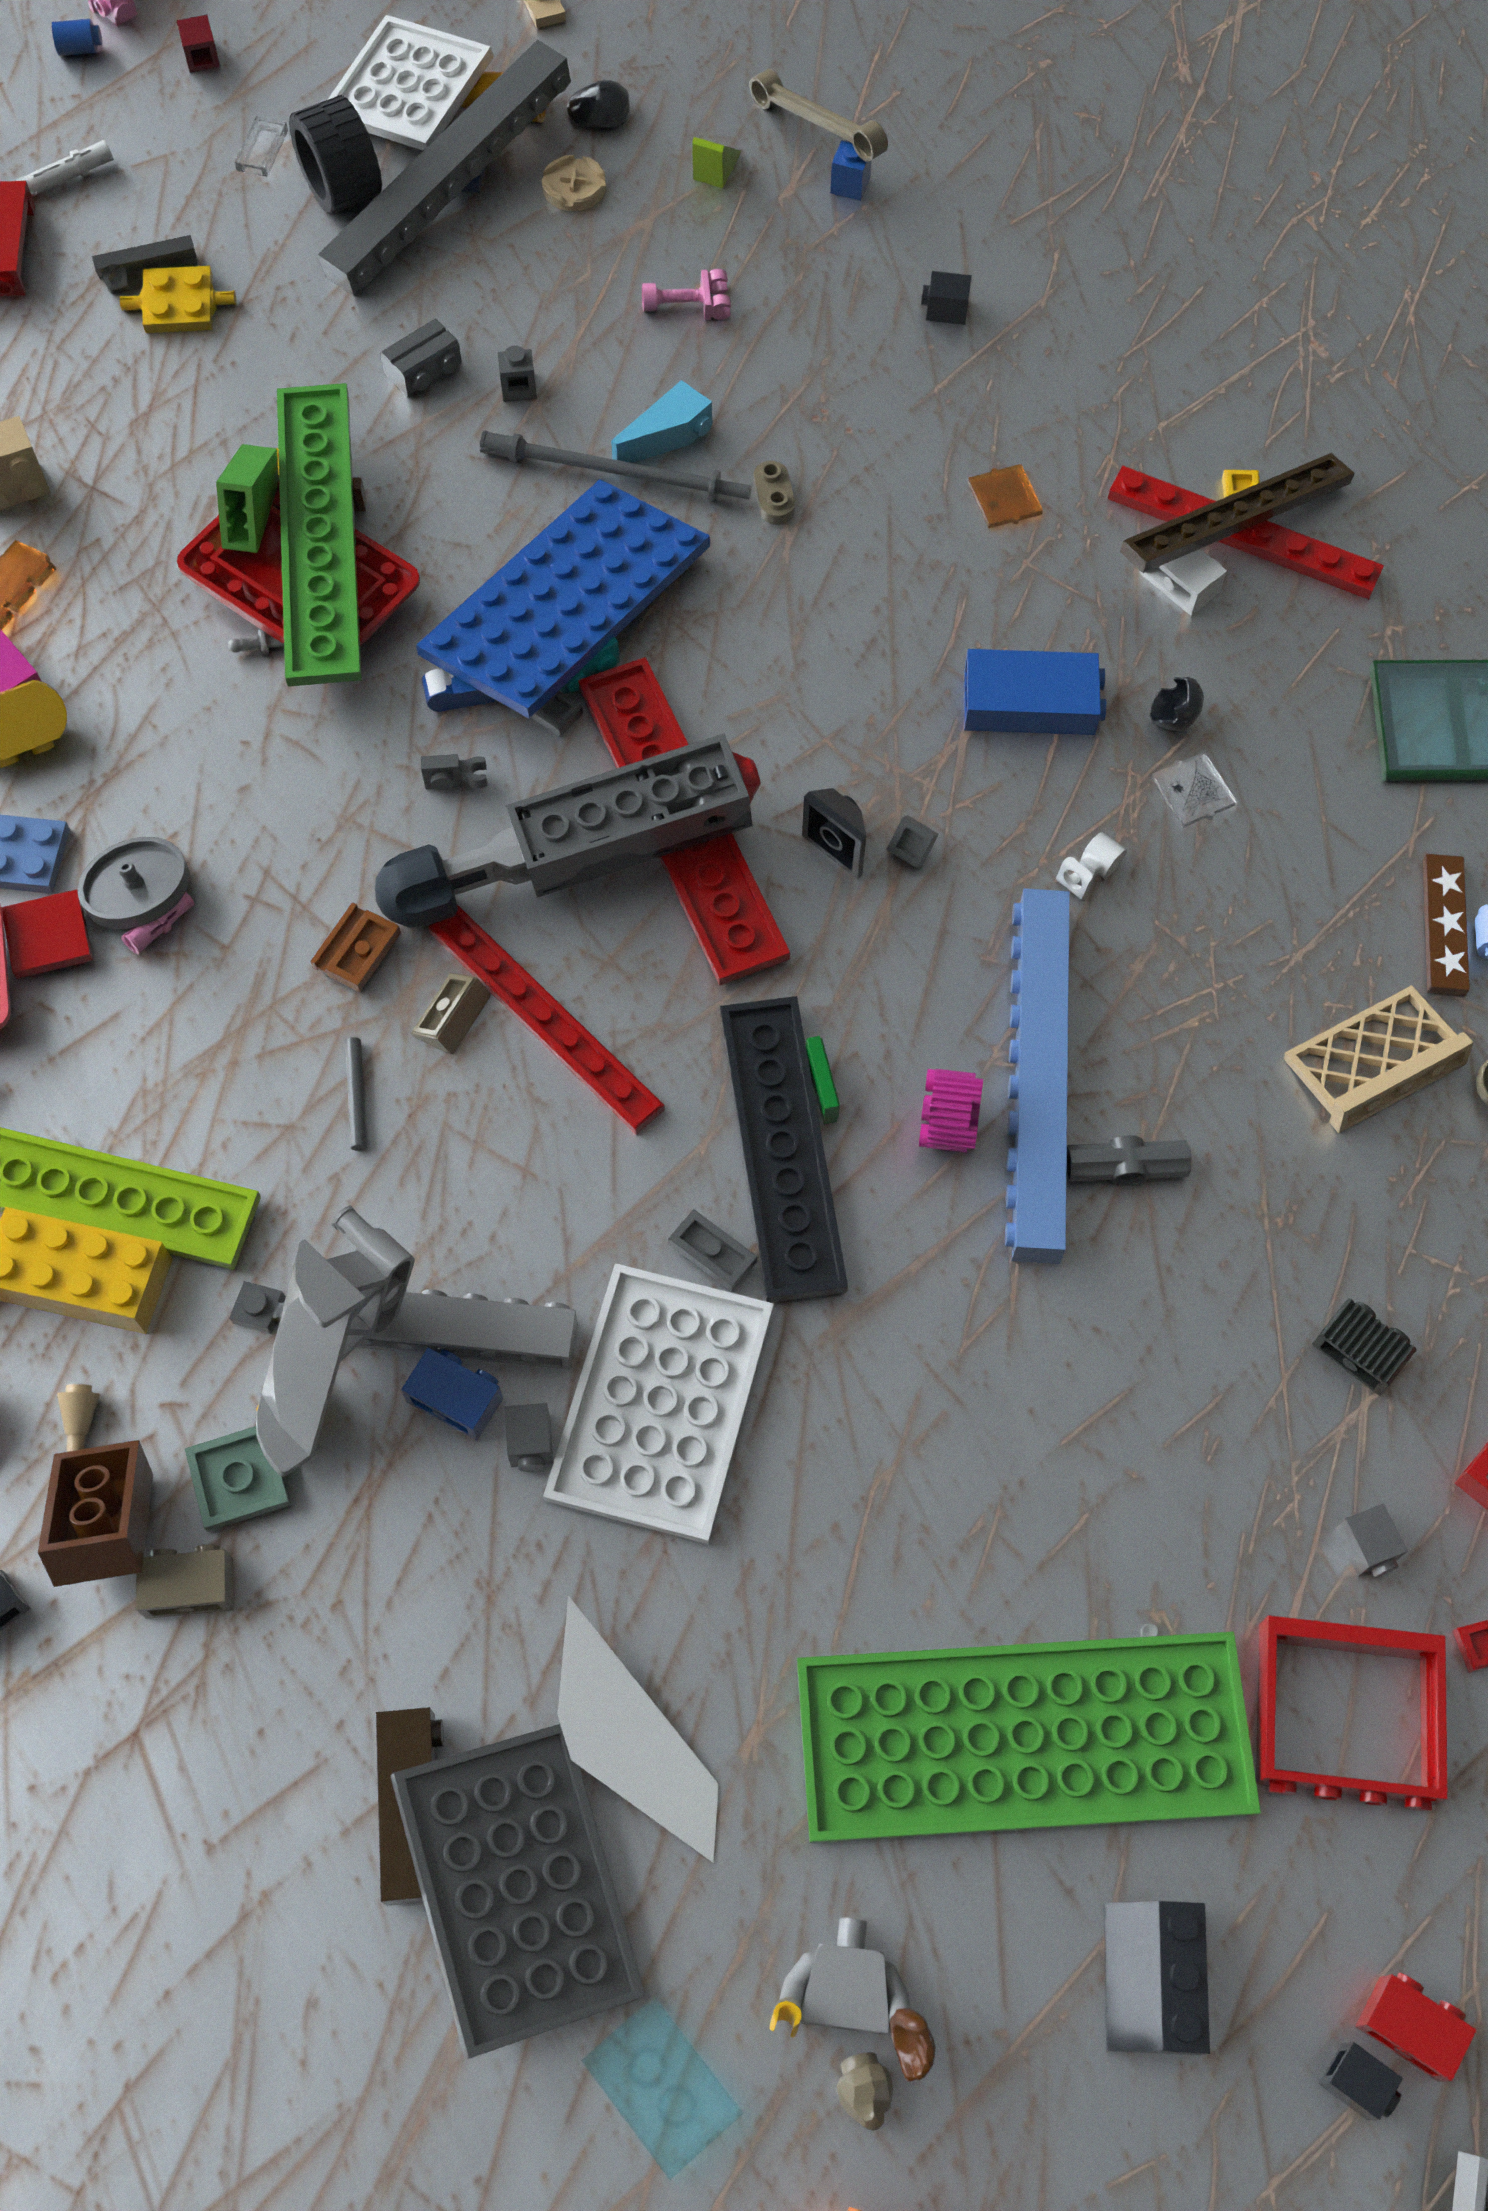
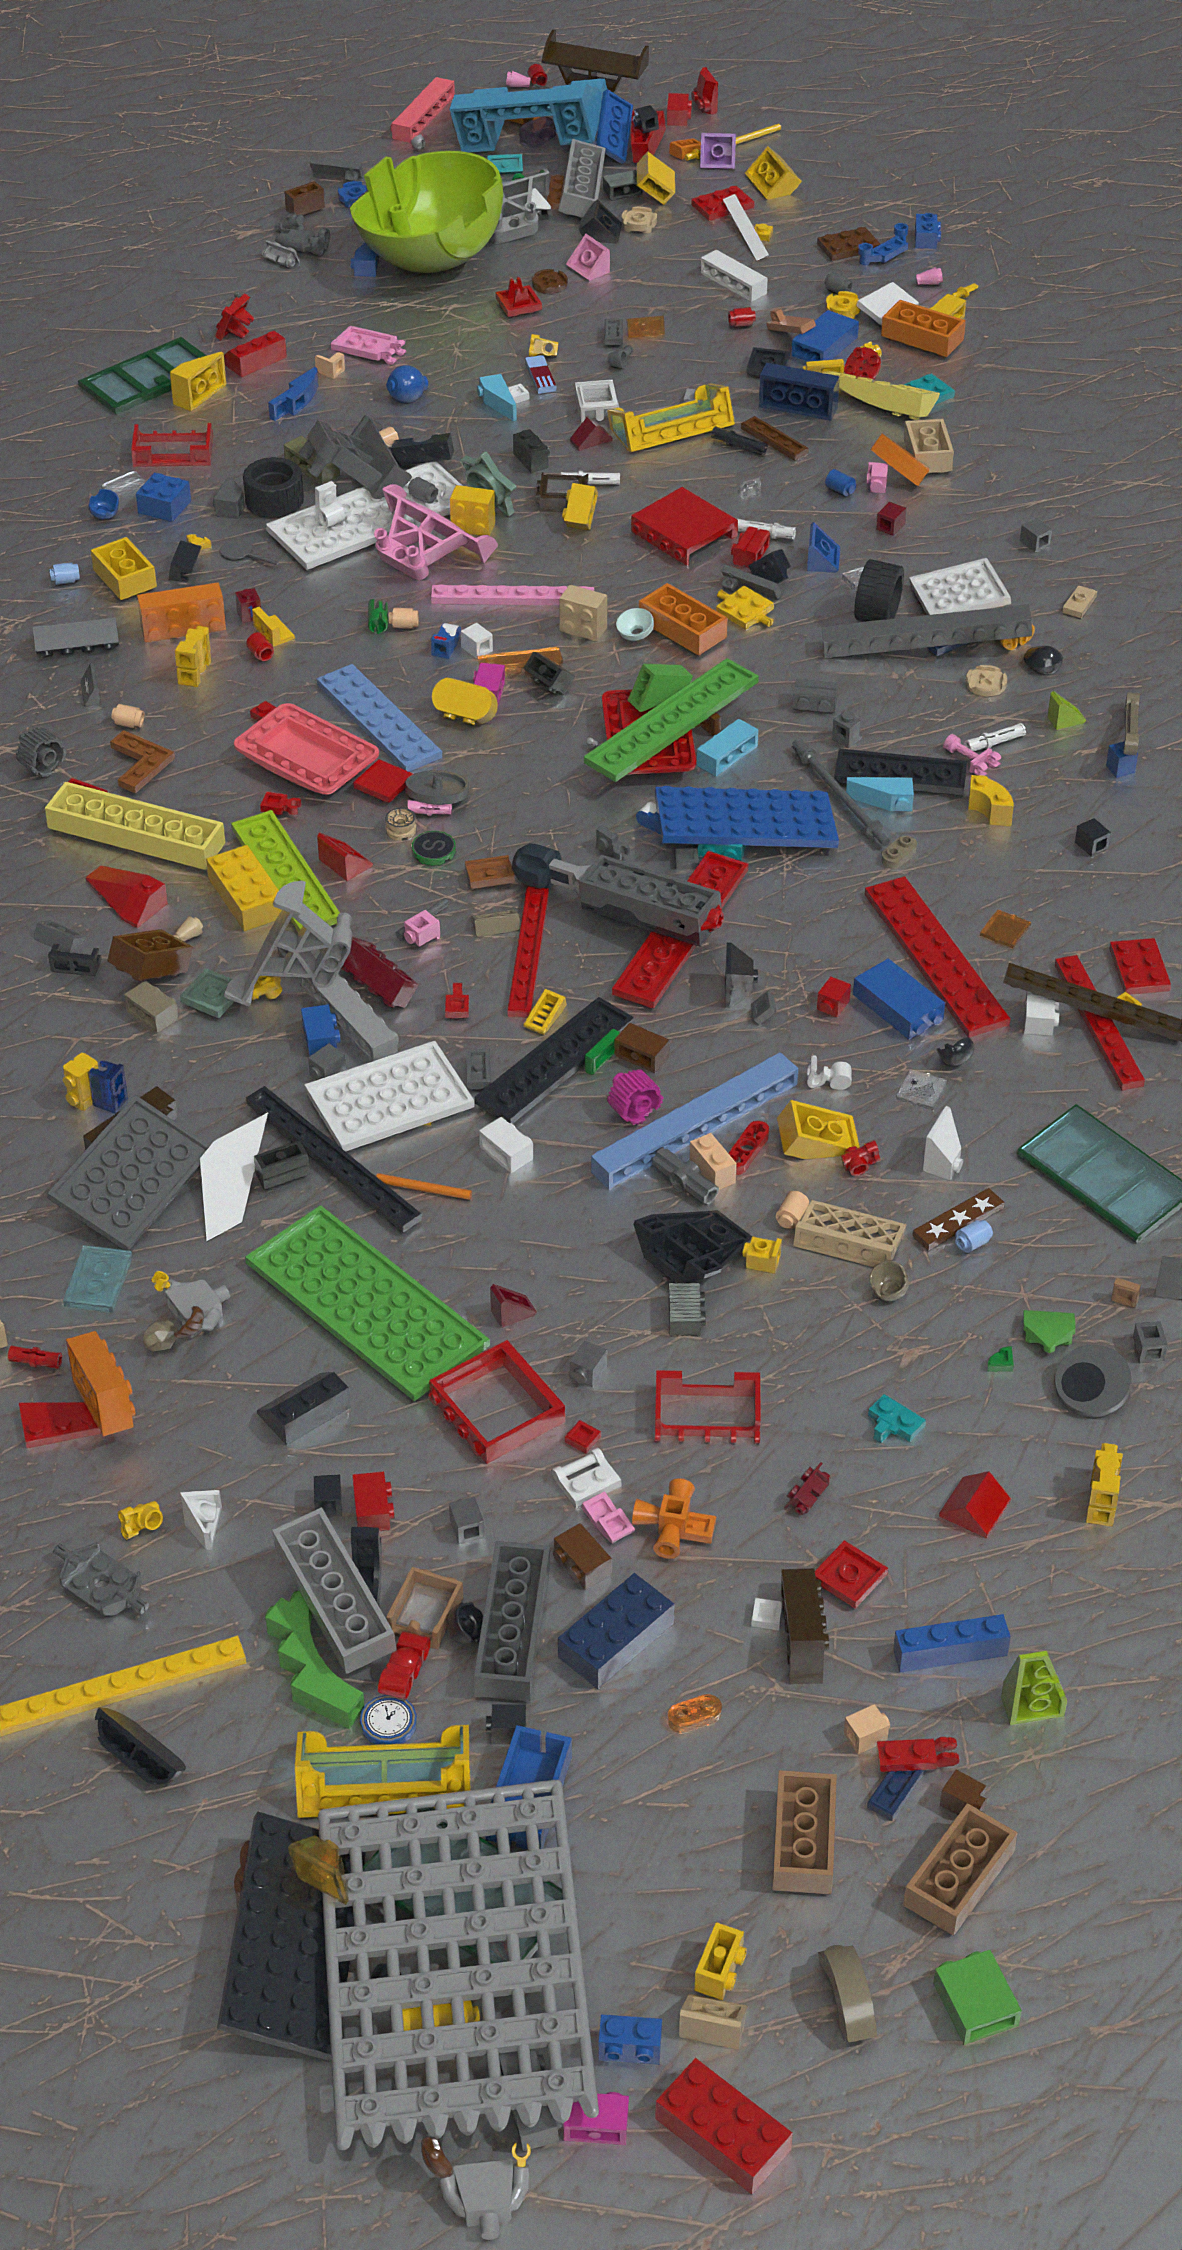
camera: 50 degrees right, 20 degrees down
(63, 589) = (549, 672): none -> pearl dark grey brick
(79, 416) = (635, 619): none -> light aqua piece
(81, 208) = (750, 546): none -> red brick
(133, 375) = (685, 619): none -> orange brick
(139, 972) = (400, 823): none -> tan wheel
(141, 1099) = (341, 857): none -> red slope
(148, 218) = (771, 567): none -> black brick
(172, 151) = (822, 551): none -> blue slope
(236, 975) = (433, 847): none -> tile
(260, 1812) = (77, 1080): none -> yellow brick
(311, 1783) = (108, 1087): none -> clear blue hinge
(383, 1102) = (421, 928): none -> bright pink brick
(410, 512) = (727, 747): none -> medium azure brick
(433, 1234) = (379, 973): none -> dark red wedge
(565, 1181) = (457, 1004): none -> red plate
(626, 388) = (926, 772): none -> black plate
(669, 1059) = (546, 997): none -> yellow slope
(679, 261) = (987, 740): none -> white pin
(679, 1653) = (281, 1165): none -> pearl dark grey brick
(712, 1567) = (335, 1159): none -> black plate
(790, 338) = (991, 800): none -> yellow brick
(858, 1028) = (642, 1047): none -> reddish brown brick
(864, 1489) = (425, 1186): none -> orange bar
(888, 1327) = (506, 1144): none -> white piece
(964, 754) = (833, 996): none -> red brick
(985, 596) = (937, 957): none -> red plate
(1128, 1067) = (747, 1138): none -> red beam
(1136, 1110) = (713, 1161): none -> light nougat brick
(1181, 958) = (815, 1131): none -> yellow slope
(1189, 1554) = (509, 1306): none -> dark red slope
(1191, 424) = (1140, 966): none -> red plate
(1263, 951) = (857, 1159): none -> red plate
(1270, 1250) = (690, 1243): none -> black wedge
(1292, 1089) = (792, 1209): none -> light nougat brick
(1332, 847) = (943, 1147): none -> white slope
(1354, 1179) = (762, 1254): none -> yellow brick

